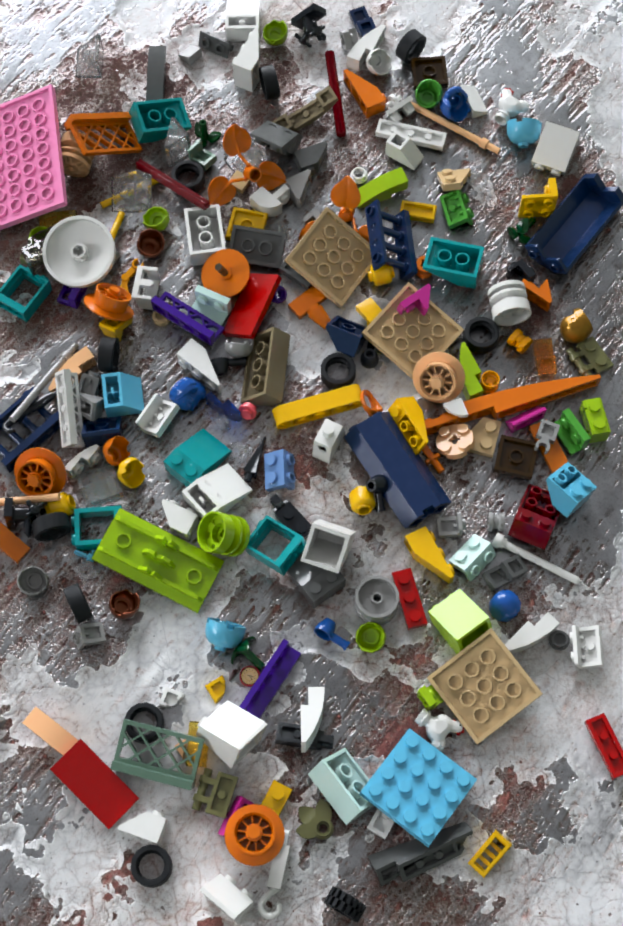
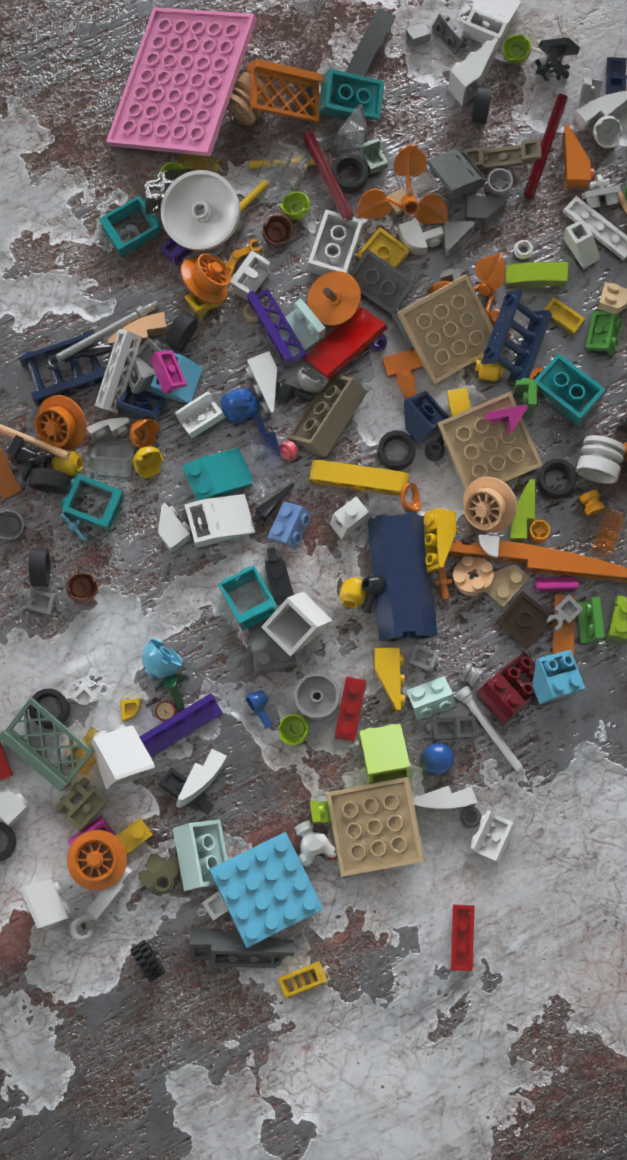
camera: 25 degrees right, 10 degrees up
(113, 389) = (168, 371): none -> dark pink slope
(158, 560) = (133, 560): lime hinge -> none
(201, 131) = (388, 127): dark green plant -> none
(223, 534) = (203, 565): lime wheel -> none
(314, 132) = (499, 183): none -> light grey wheel
(422, 275) = (528, 390): none -> bright green bracket

